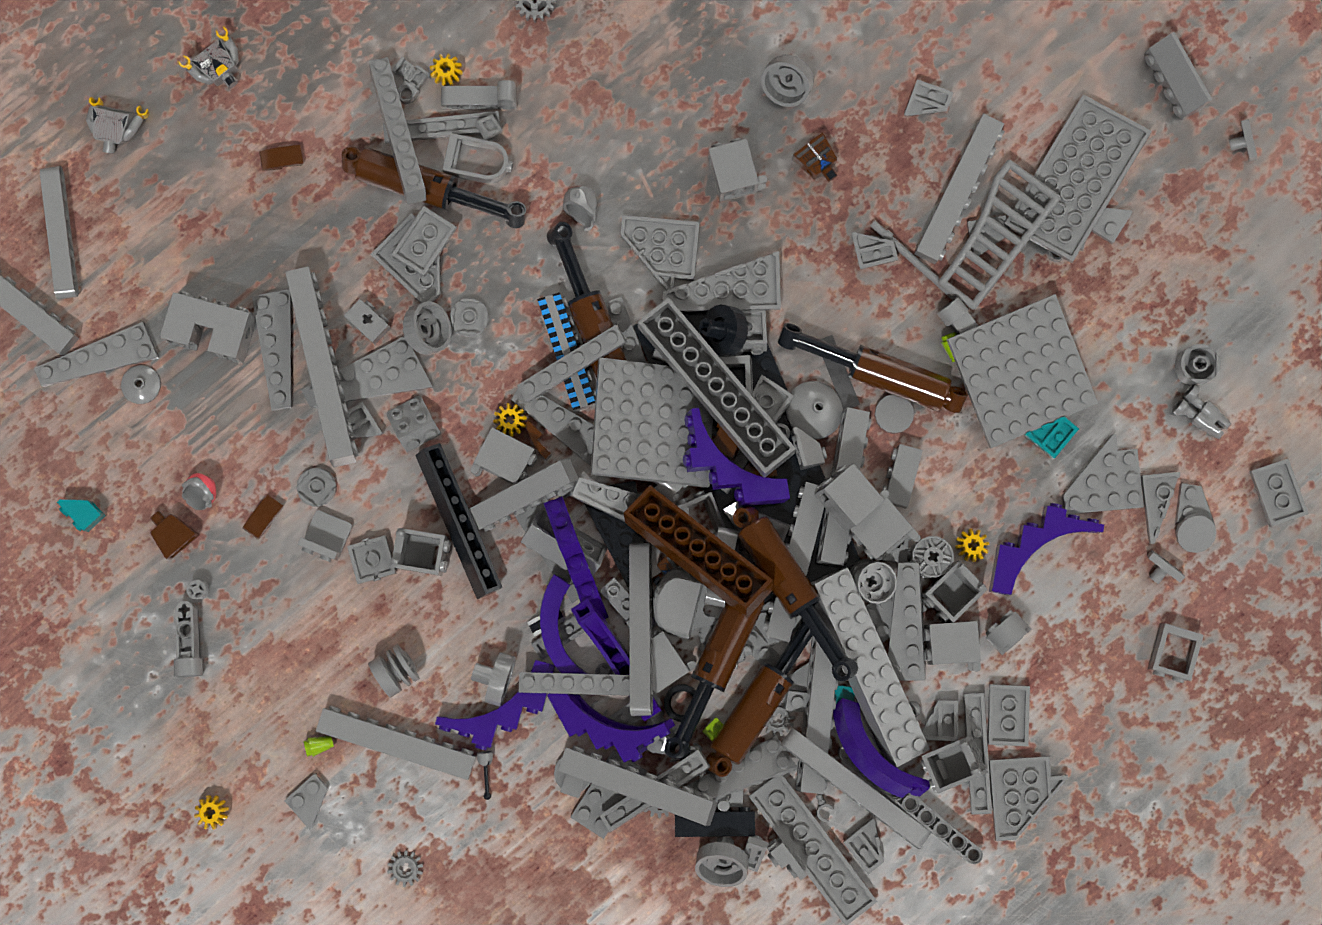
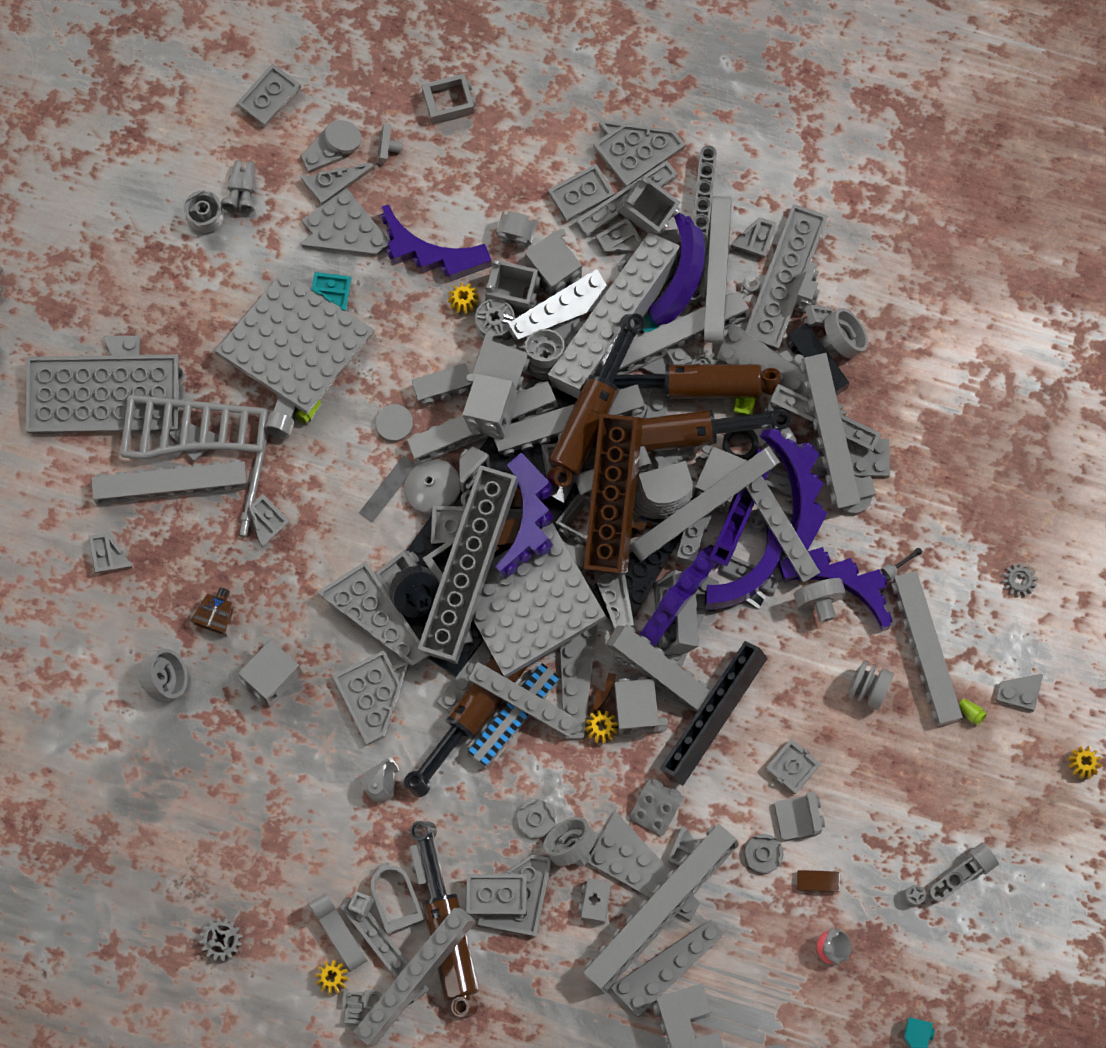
camera: 120 degrees left, 10 degrees down
(171, 534) = (884, 948): reddish brown torso -> none
(416, 551) = (764, 732): light grey container -> none
(492, 193) = (417, 865): none -> light grey plate
(882, 371) = (366, 451): reddish brown piece -> none

